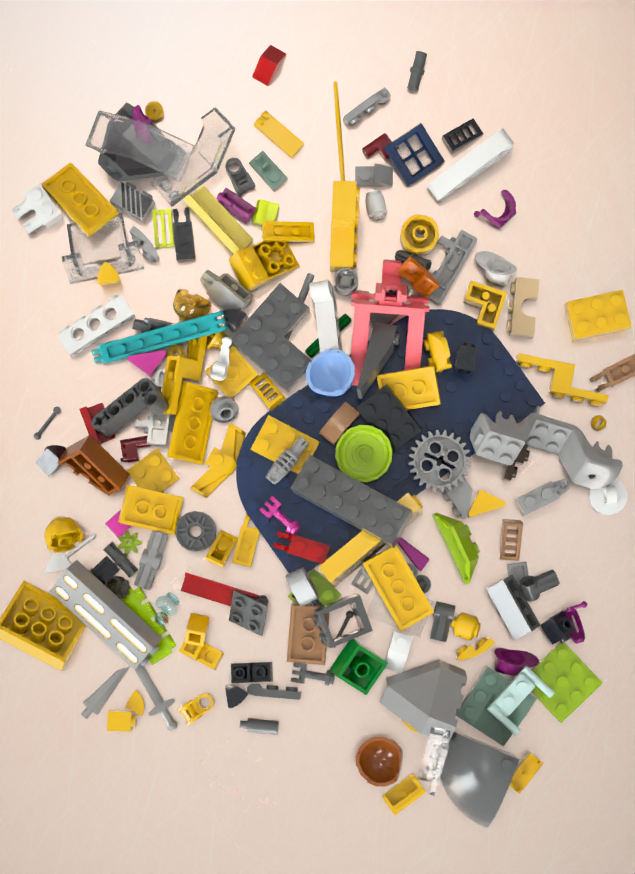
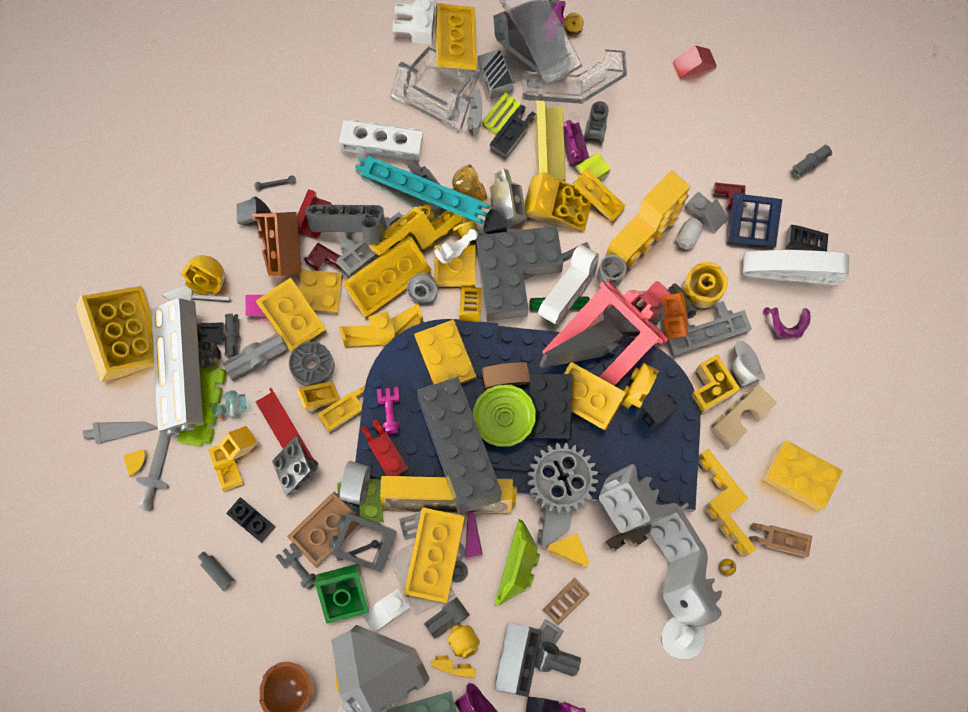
camera: 35 degrees right, 10 degrees down
(107, 275) = (424, 110): yellow tile -> none
(120, 720) = (108, 463): yellow brick -> none
(133, 542) = (253, 331): lime plant -> none
(148, 361) = (397, 201): dark pink slope -> none
(195, 708) = (175, 508): yellow piece -> none
(234, 695) = (217, 524): black tile -> none
(268, 170) = (624, 139): sand green plate -> none
(274, 692) = (252, 551): dark grey hinge -> none
(278, 134) = (657, 118): yellow hinge -> none
(286, 461) = (434, 366): light grey hinge -> none
(330, 373) = (534, 327): light blue cylinder -> none
(339, 132) = (712, 150): yellow axle -> none
(367, 105) = (747, 153): light grey hinge -> none
(541, 496) = (625, 586): light grey hinge -> none

